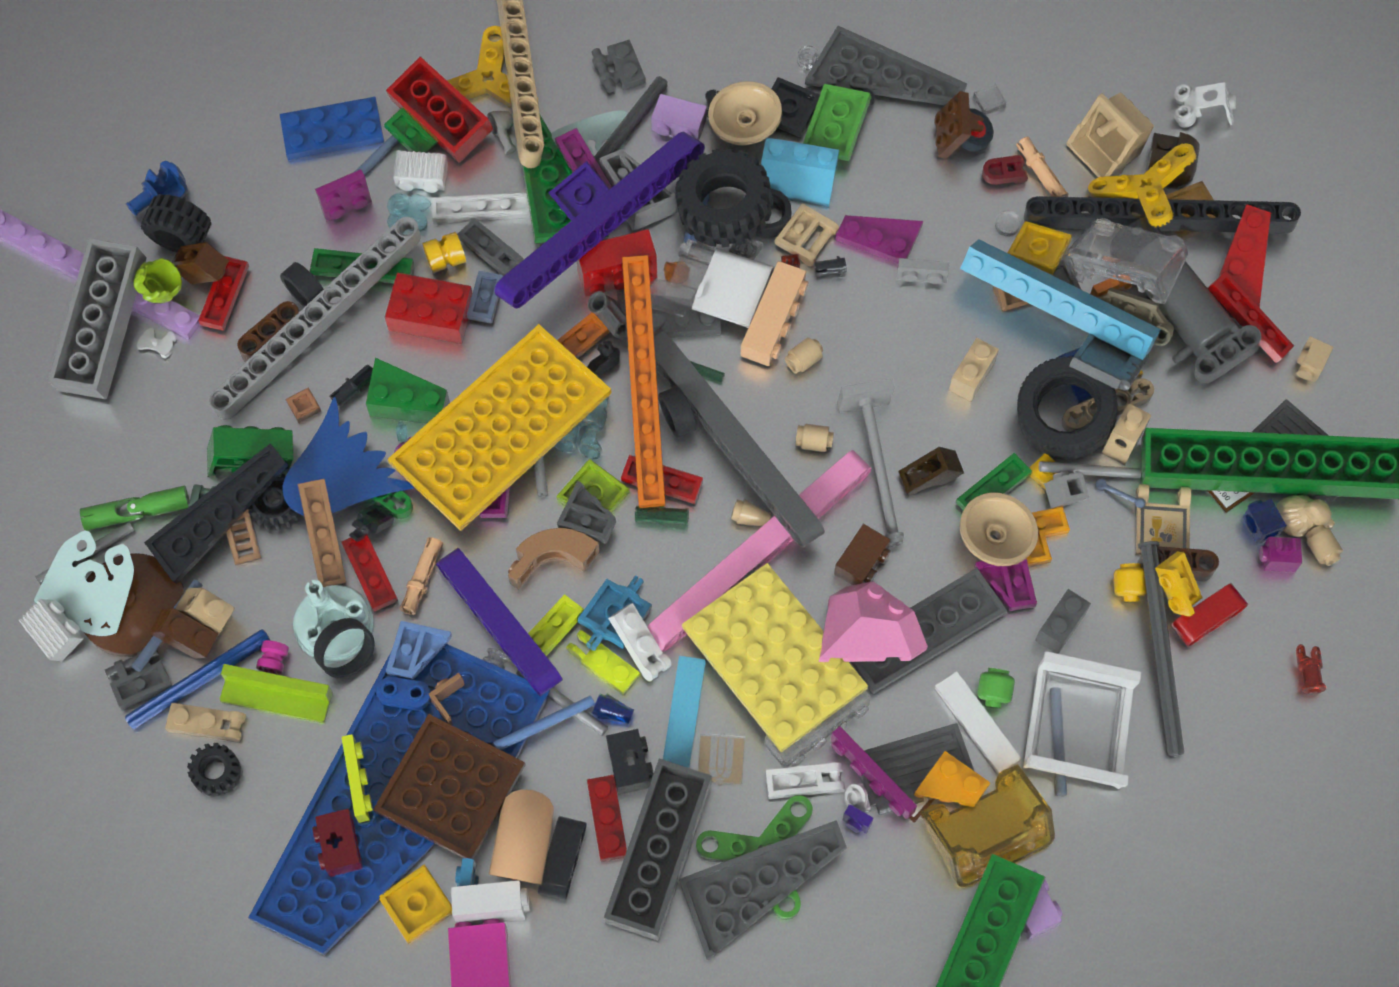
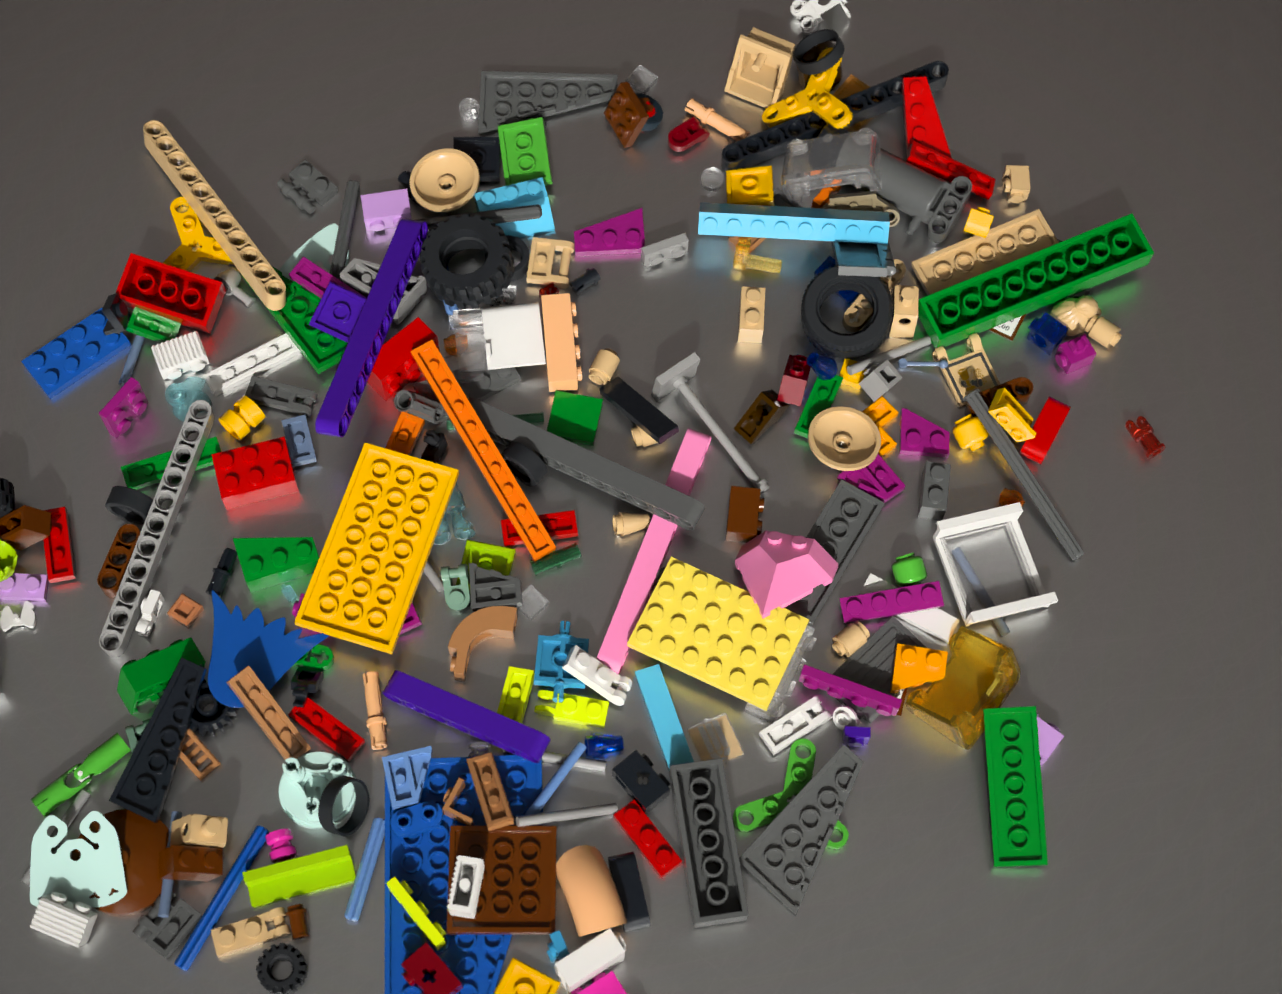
camera: 30 degrees left, 0 degrees up
(251, 733) = (297, 921): none -> reddish brown pin
(272, 390) = (150, 608): none -> white plate
(335, 718) = (365, 870): none -> medium blue axle
(380, 107) = (117, 315): none -> black bracket
(408, 775) = (466, 886): none -> white brick
(481, 700) = (490, 791): none -> medium nougat tile
(541, 757) = (568, 814): none -> light grey bar
(550, 504) = (456, 596): none -> sand green plate
(618, 546) = (533, 603): none -> clear tile
(751, 391) = (575, 417): none -> green tile
(773, 167) = (498, 216): none -> dark grey axle
(813, 411) = (639, 410): none -> black tile
(902, 724) = (850, 639): none -> tan brick
(961, 709) = (891, 602): none -> magenta plate
(980, 450) = (794, 380): none -> dark red brick
(995, 314) = (744, 260): none -> clear yellow piece
(1015, 451) = (823, 366): none -> clear blue cone
(1081, 564) = (922, 437): none -> magenta wing
(1138, 663) = (1010, 497): none -> clear orange plate
(1175, 155) = (812, 40): none -> black tyre
(1242, 411) = (980, 254): none -> tan plate
(1250, 380) = (979, 222): none -> yellow plate

